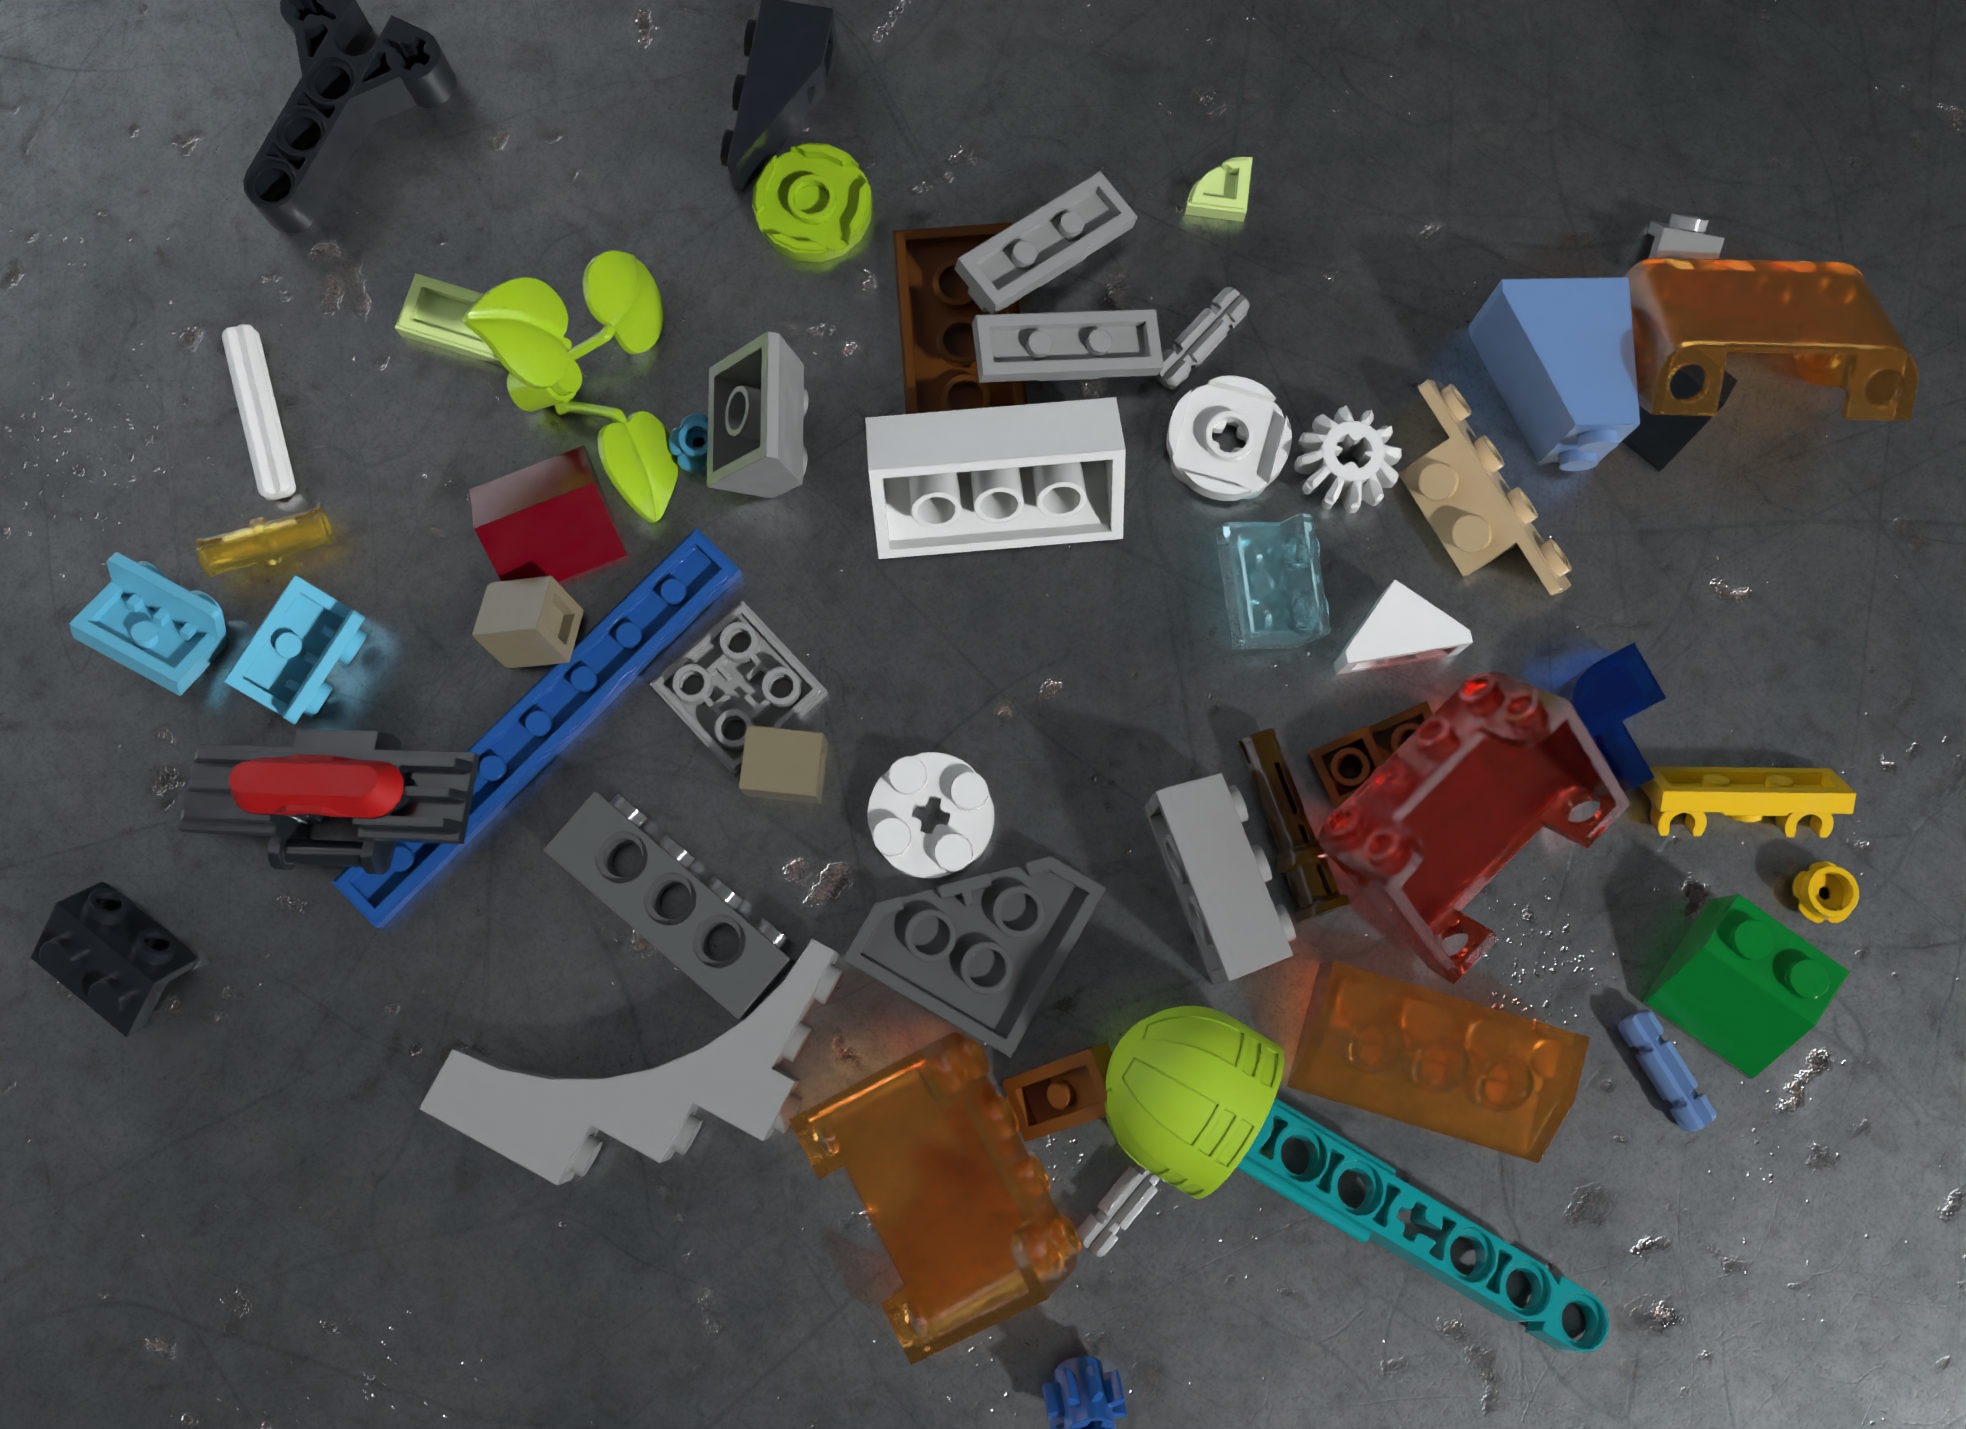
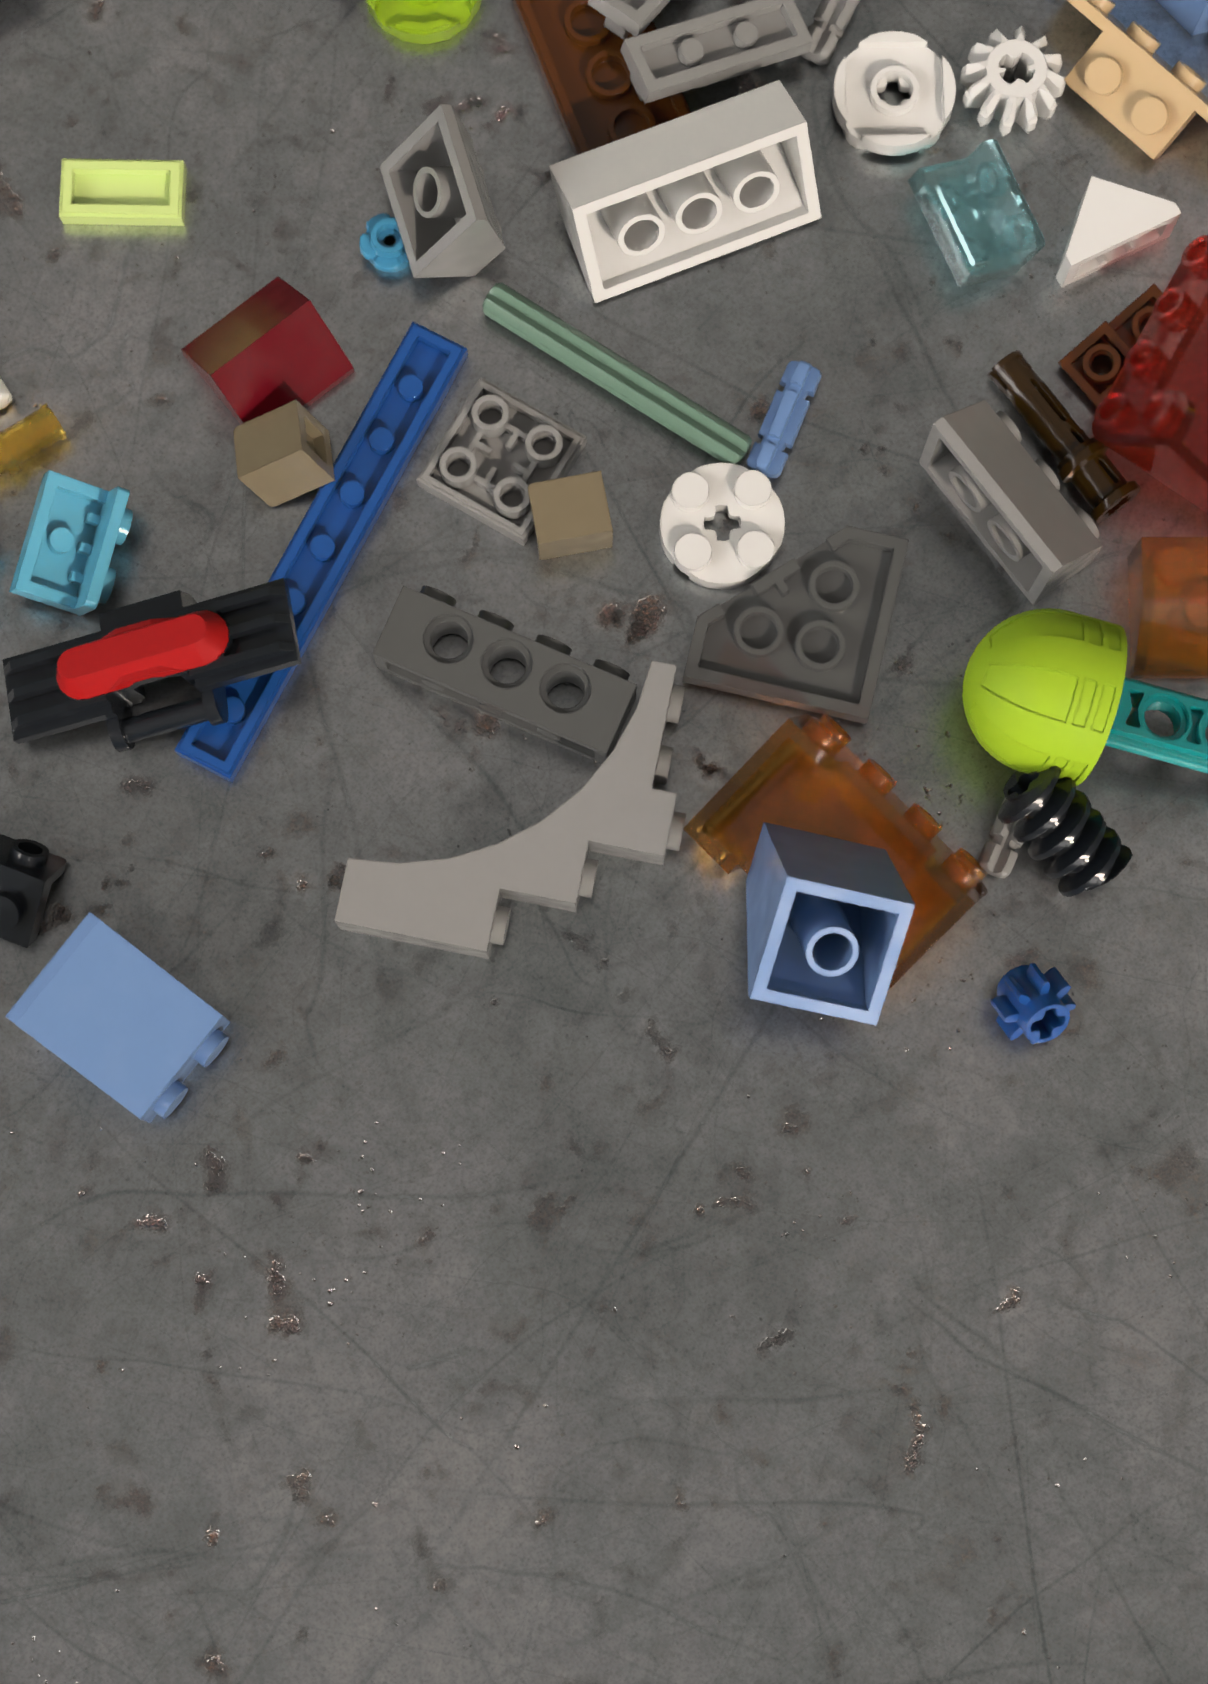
camera: 15 degrees left, 0 degrees up
(180, 1142) = (120, 1020): none -> medium blue slope
(526, 331) = (219, 160): lime plant -> none
(876, 637) = (616, 375): none -> sand green axle
(891, 1268) = (823, 923): none -> medium blue slope
(1023, 728) = (784, 418): none -> medium blue axle
(1060, 1092) = (926, 735): dark orange slope -> none
(1165, 1238) = (1063, 830): none -> black piece

